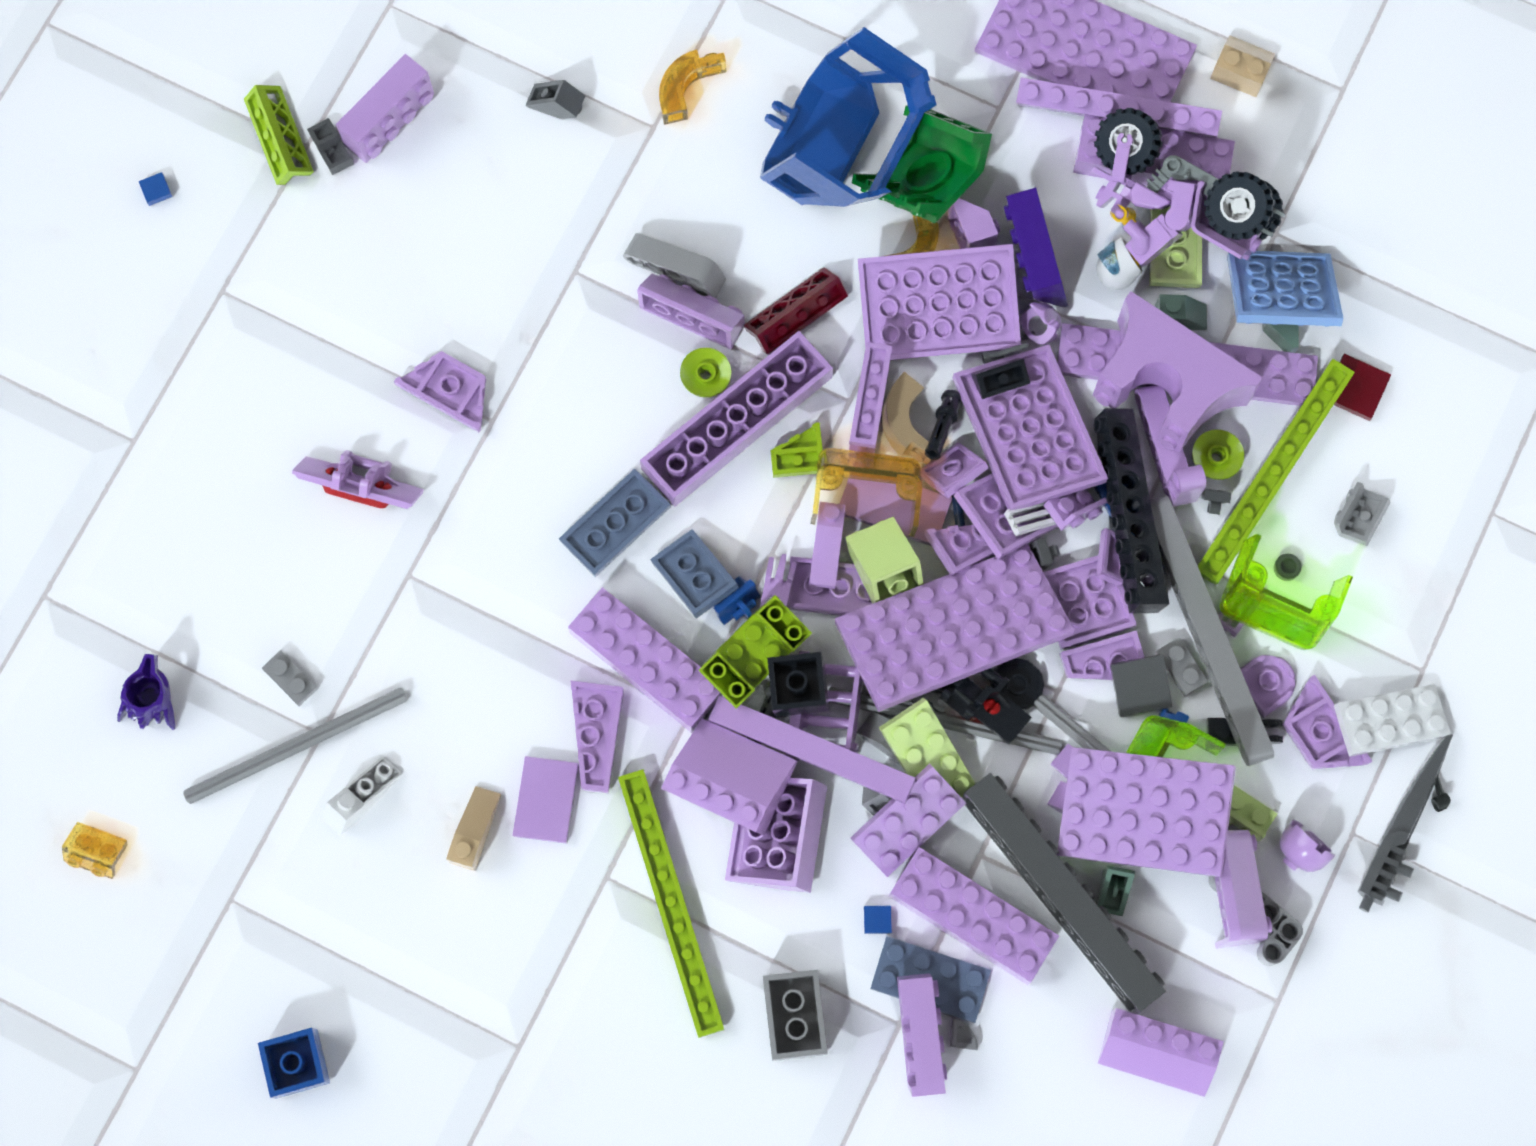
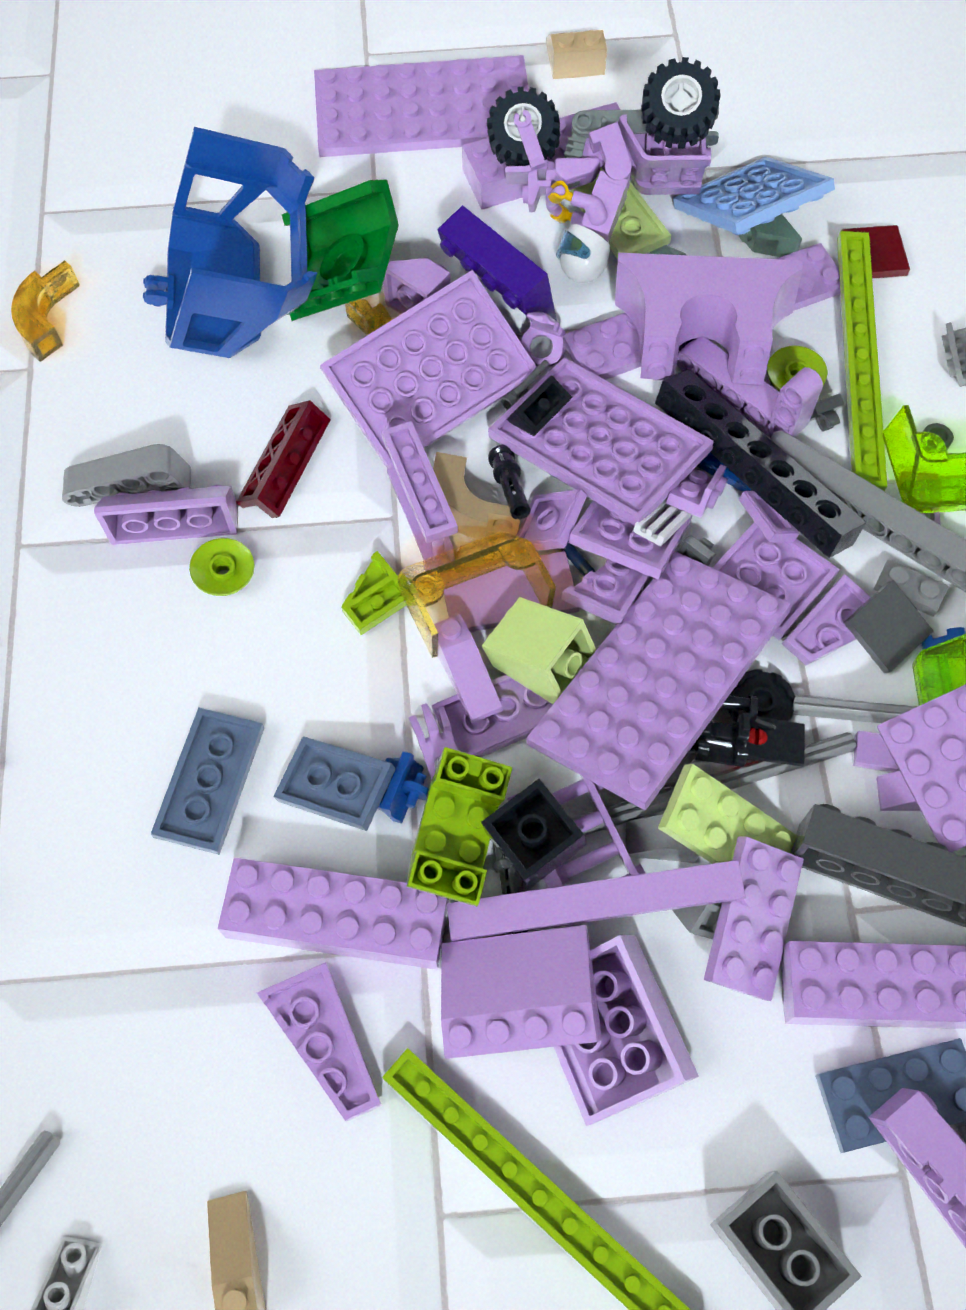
camera: 30 degrees left, 10 degrees down
(545, 800) = (307, 1163): lavender tile -> none
(736, 418) = (282, 597): lavender brick -> none
(877, 920) = (793, 1060): blue tile -> none
(1100, 103) = (444, 139): lavender brick -> none

